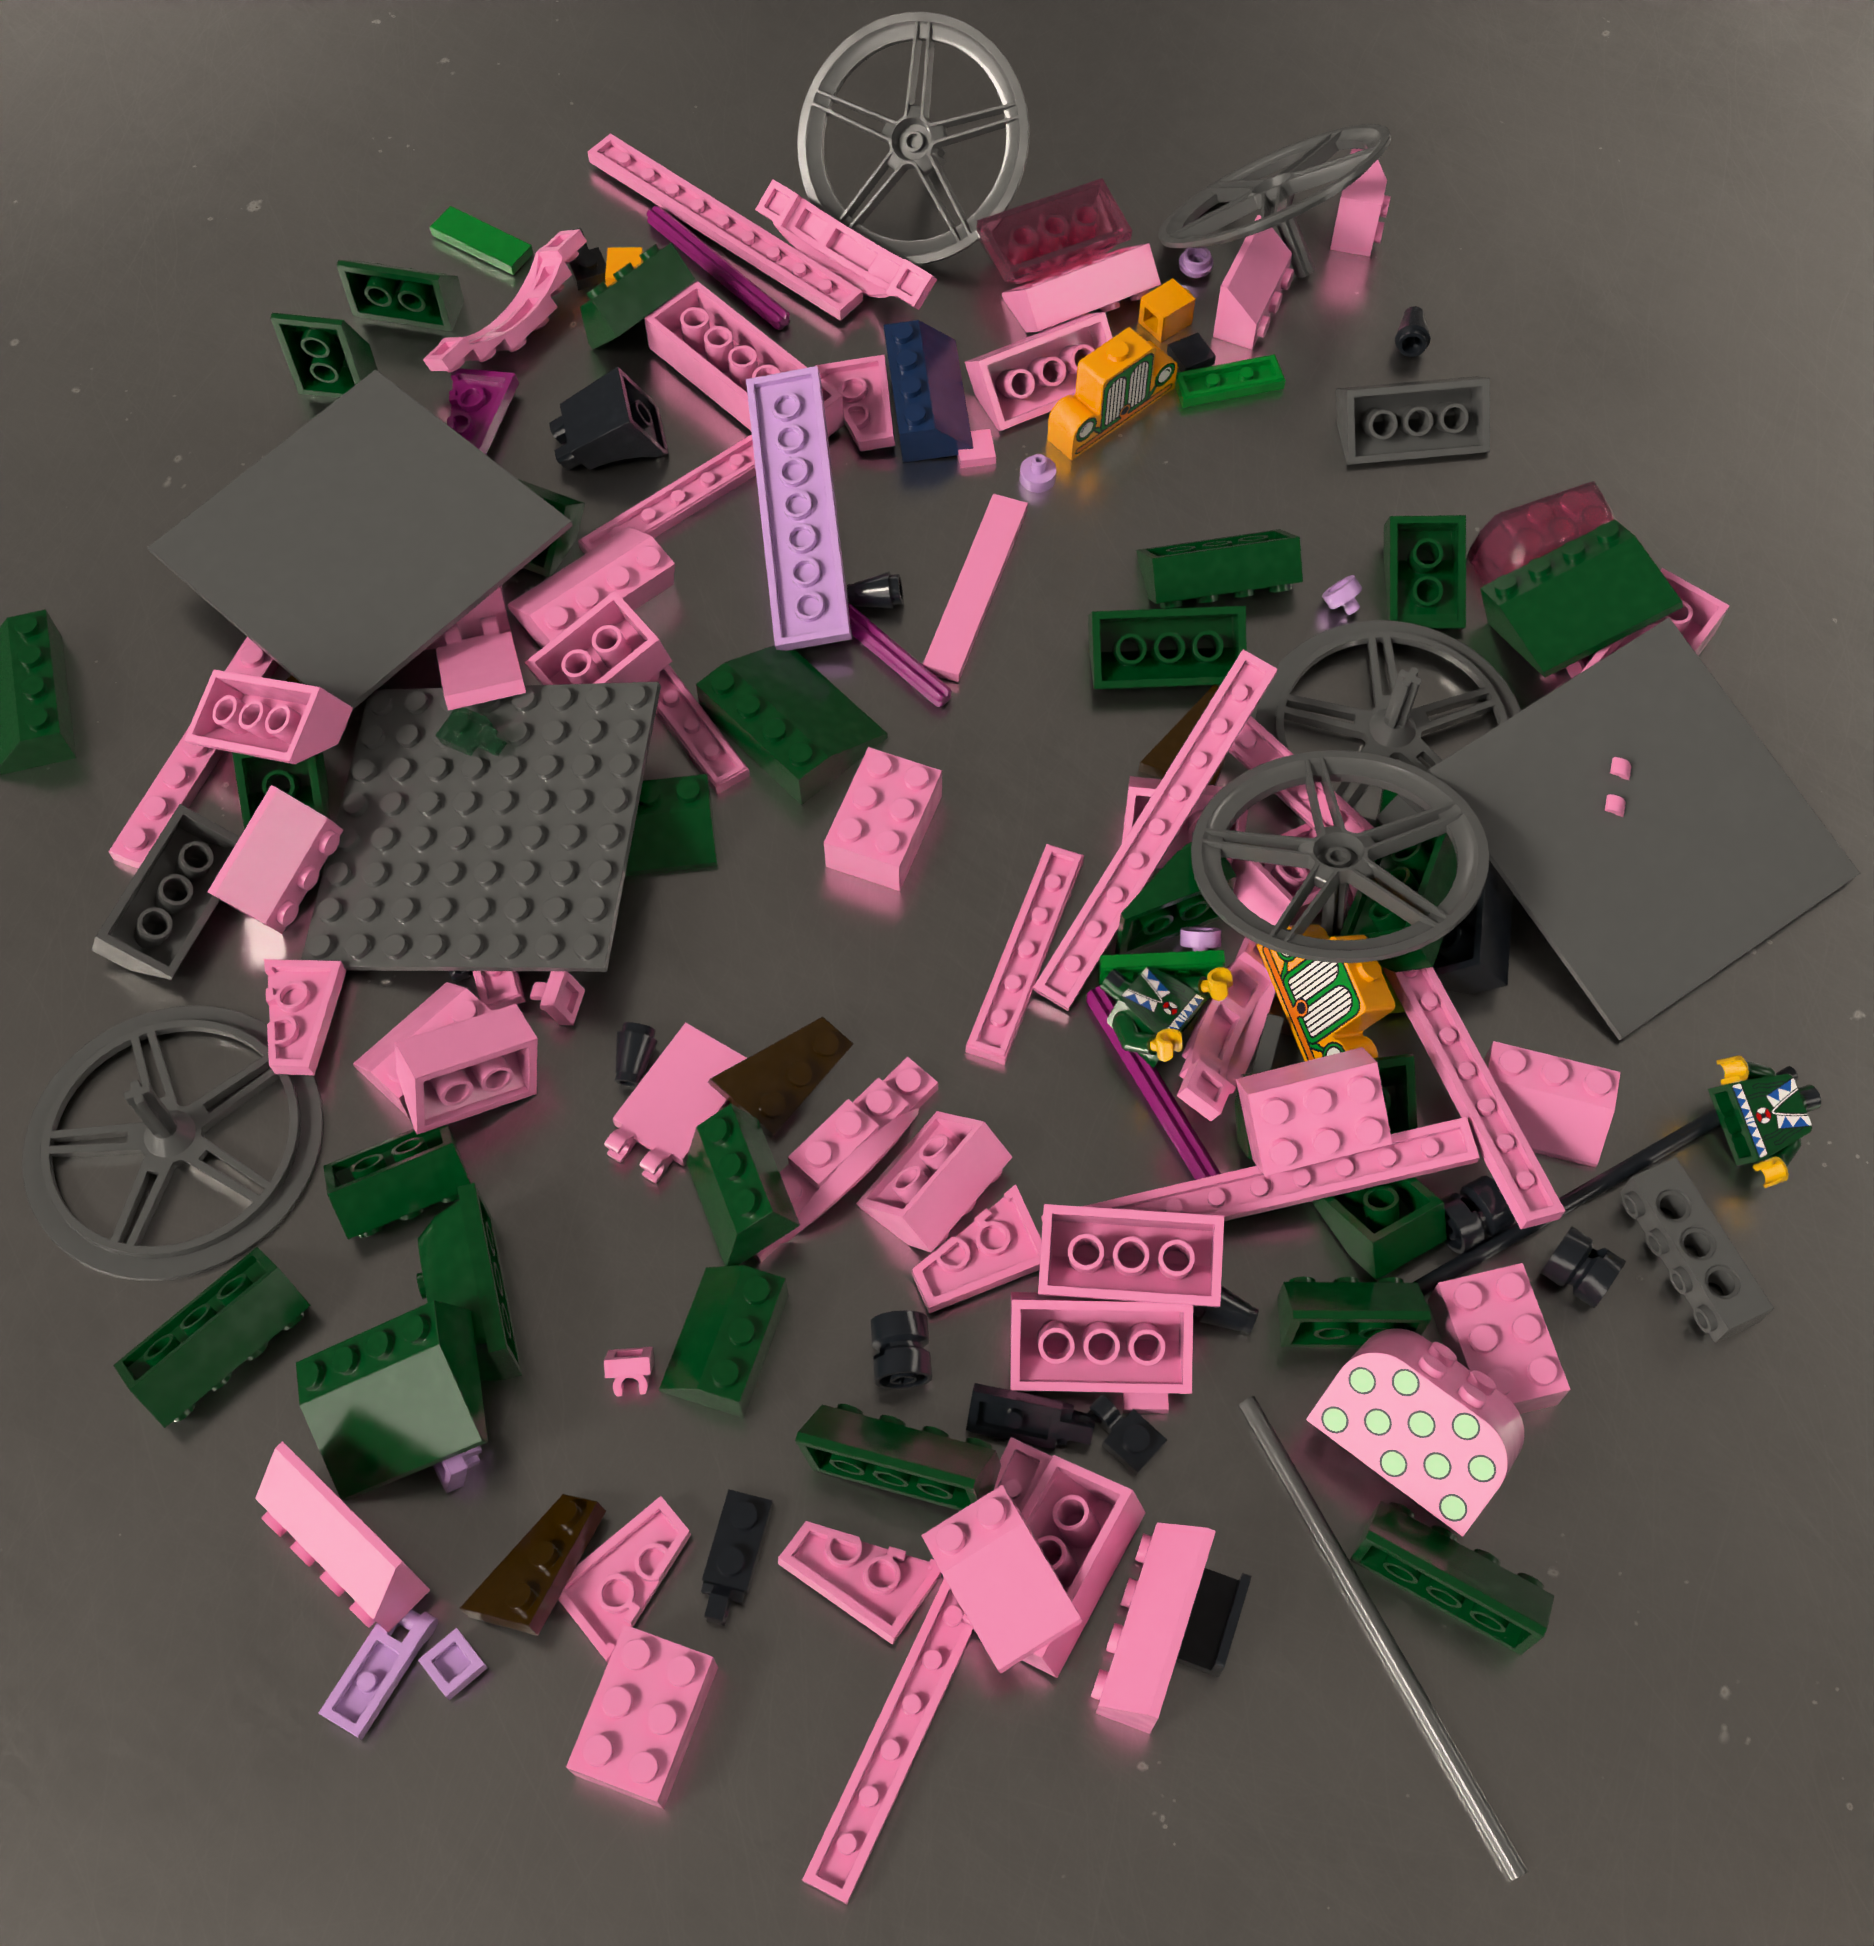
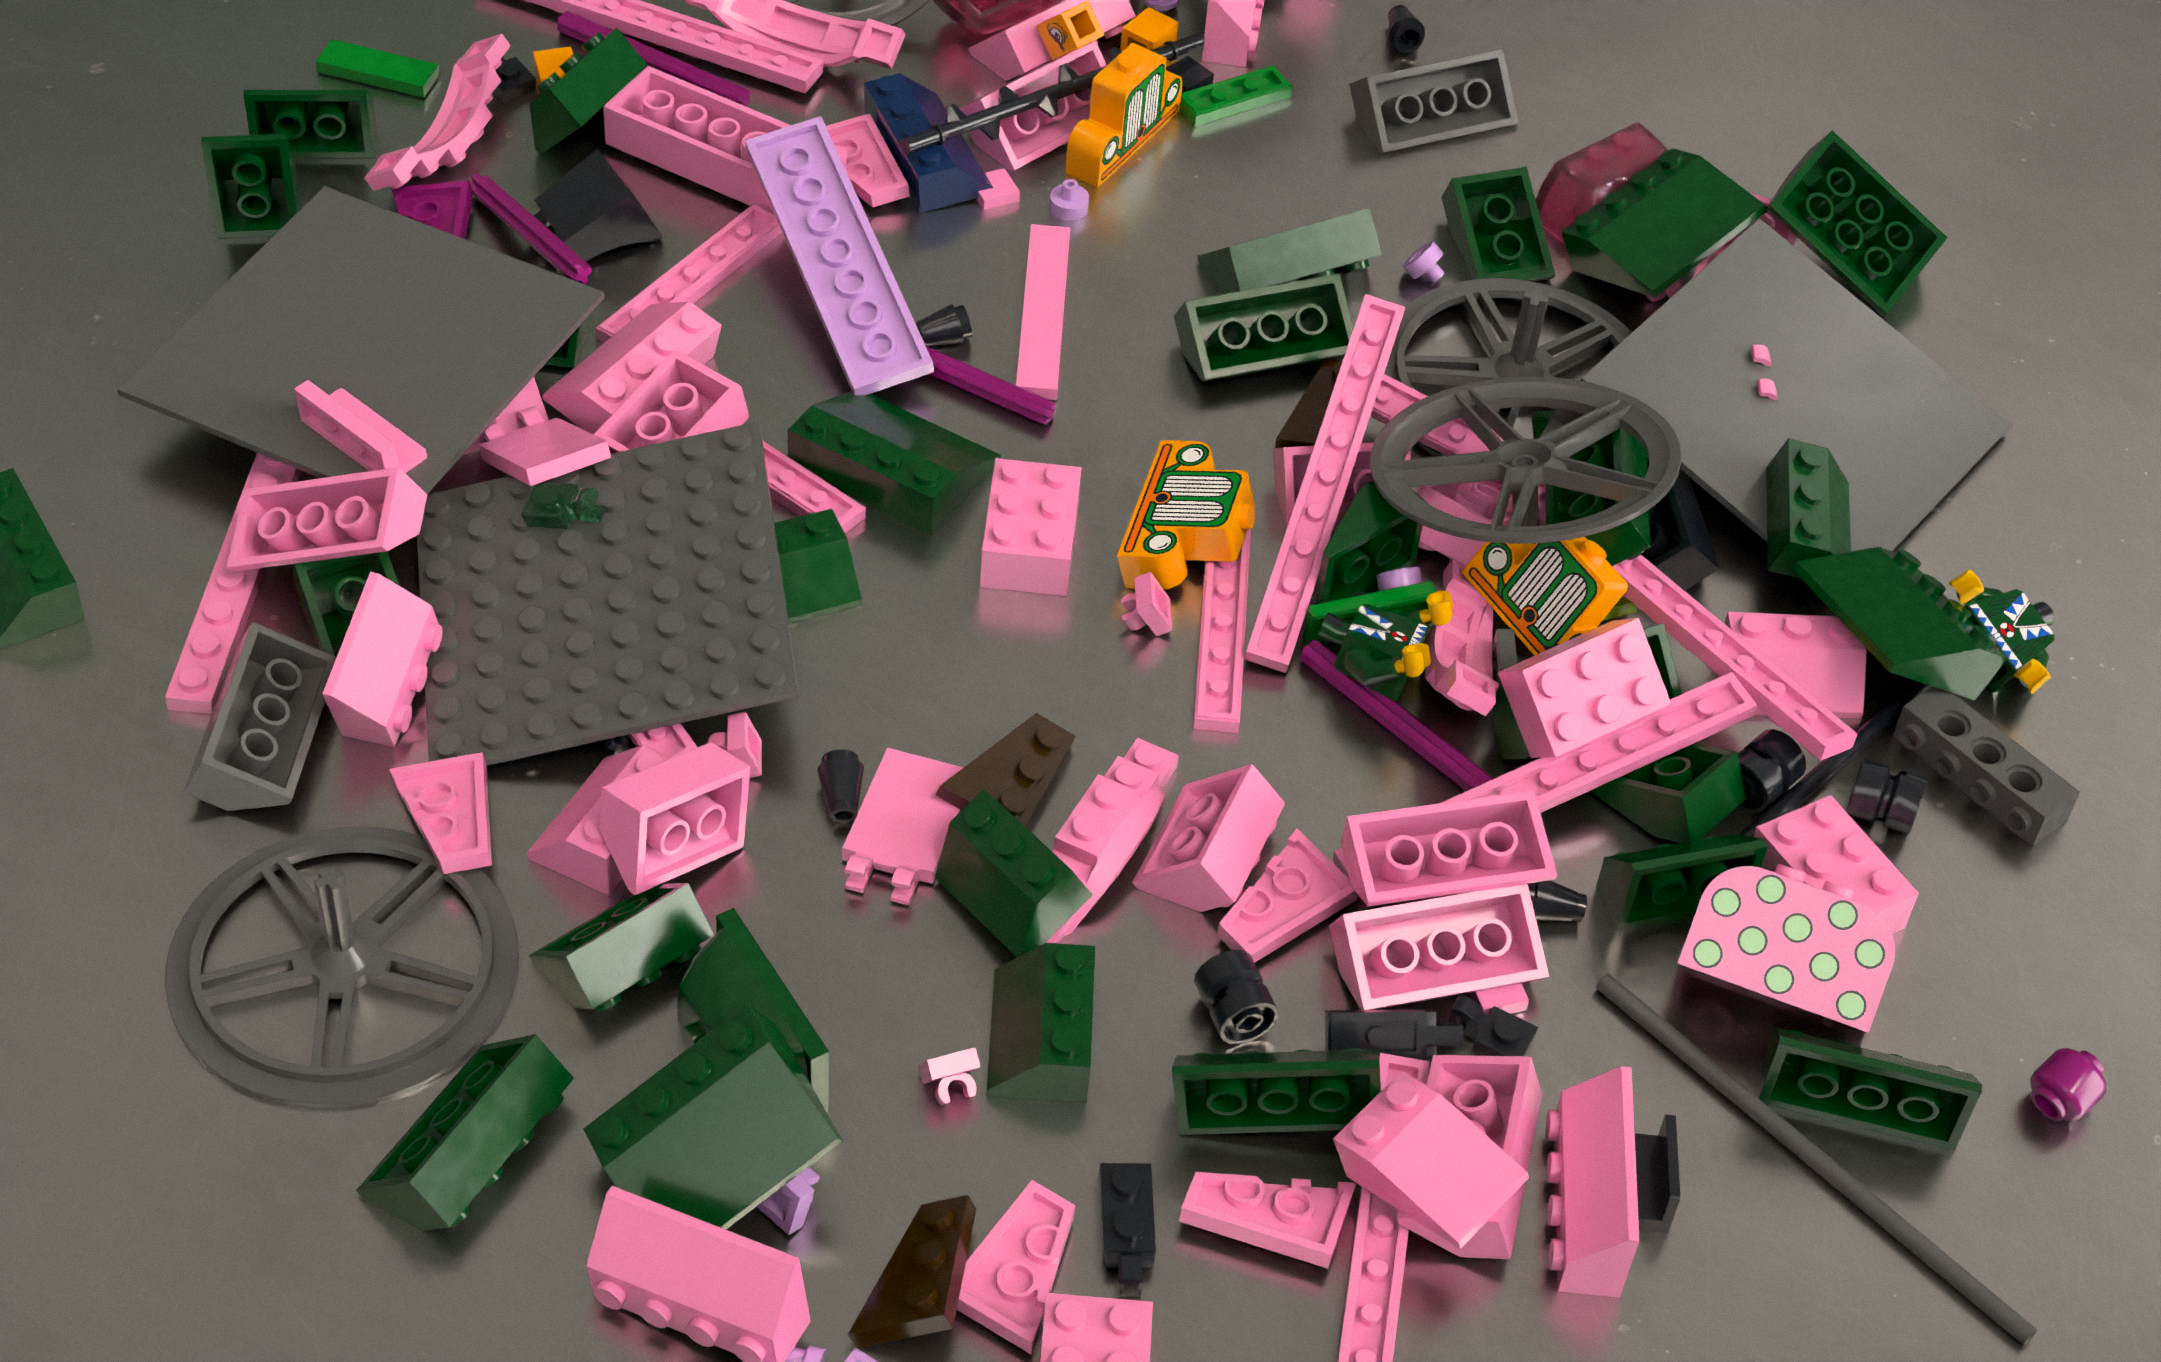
camera: 20 degrees left, 15 degrees down
(323, 631) = (357, 429): none -> bright pink panel
(546, 434) = (530, 229): none -> magenta axle
(964, 921) = (1148, 606): none -> bright pink tile
(1023, 834) = (1185, 515): none -> brick
(1038, 368) = (1044, 99): none -> black plant
(1085, 298) = (1070, 30): none -> light orange brick
(1611, 950) = (1805, 506): none -> dark green slope
(1650, 1621) = (2068, 1085): none -> magenta head
(1659, 1085) = (1905, 618): none -> dark green slope
(1771, 630) = (1856, 222): none -> dark green slope

